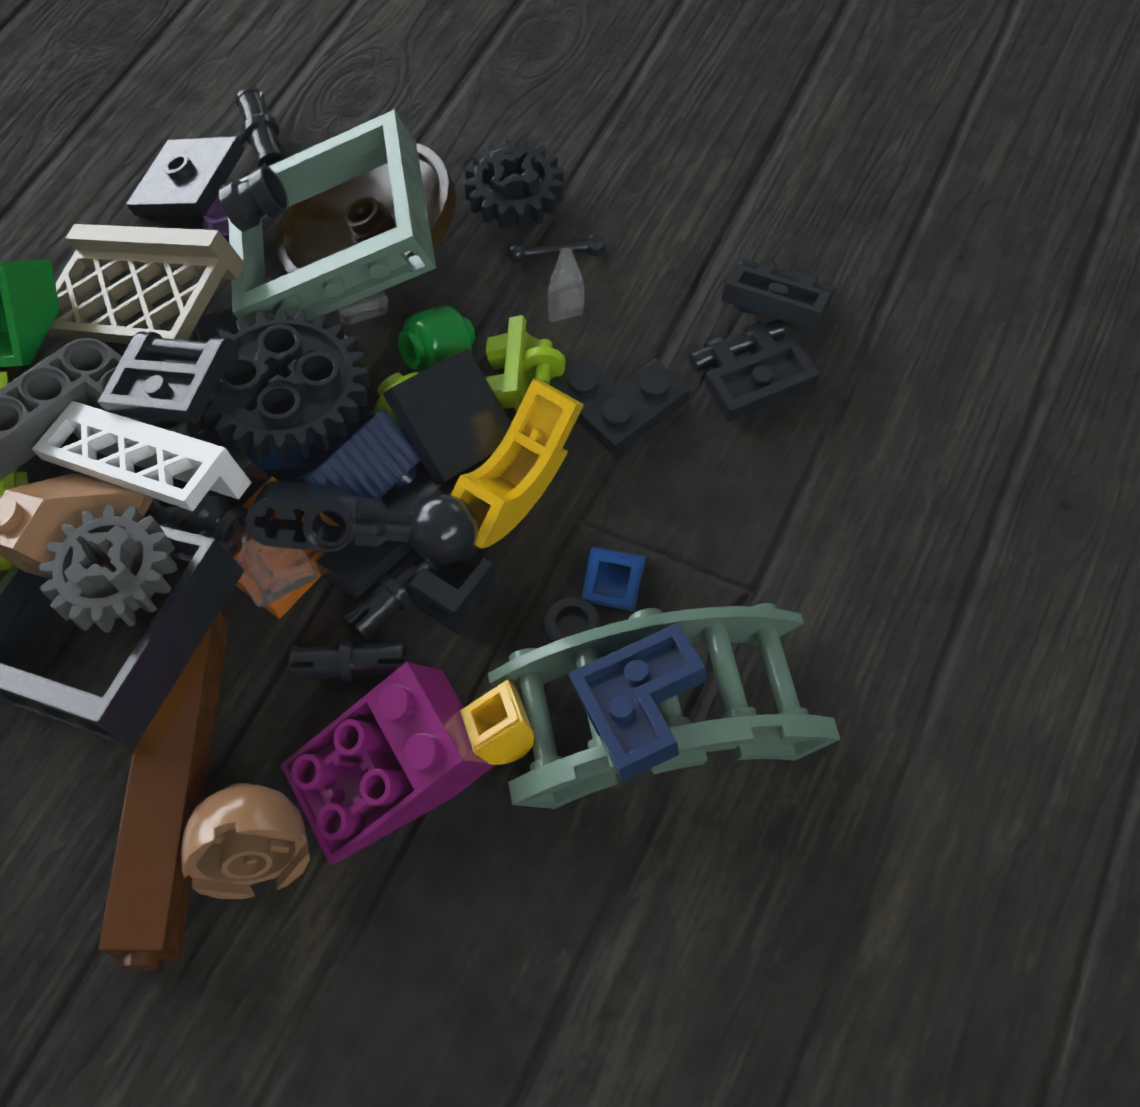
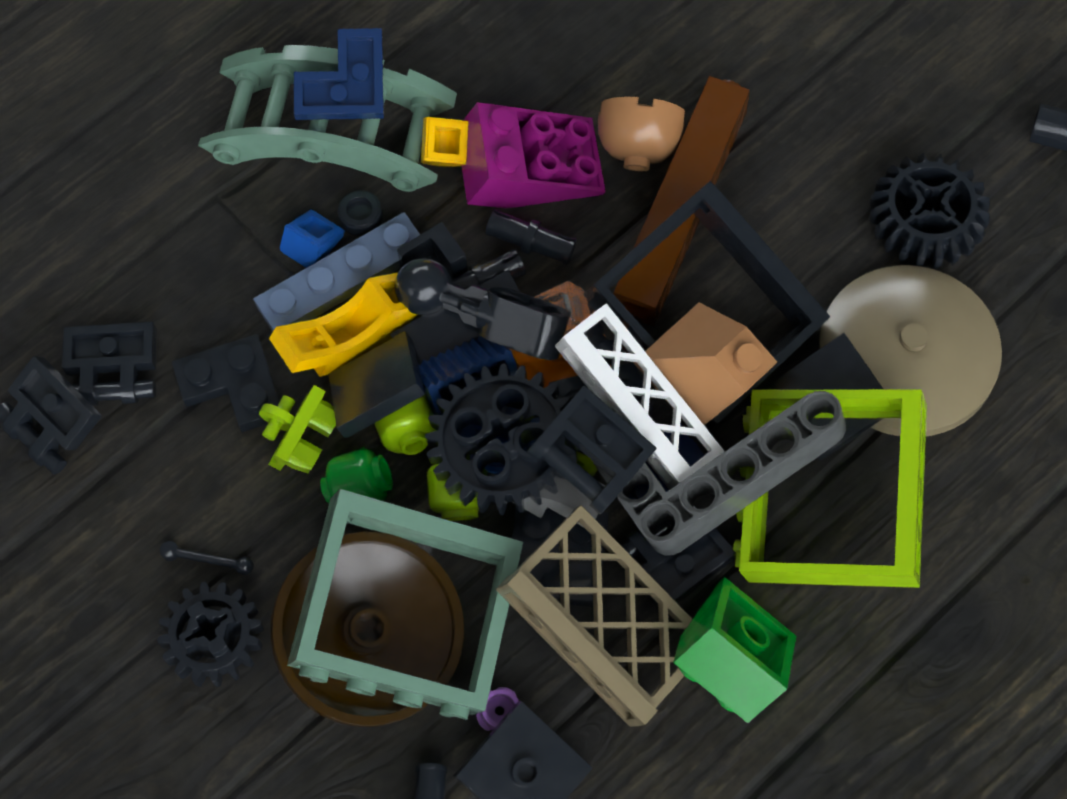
camera: 155 degrees left, 5 degrees up
(95, 594) = (670, 302): dark grey gear -> none
(253, 198) = (463, 636): black wheel -> none
(556, 549) = (336, 275): none -> sand blue plate
(565, 288) = (222, 495): clear slope -> none

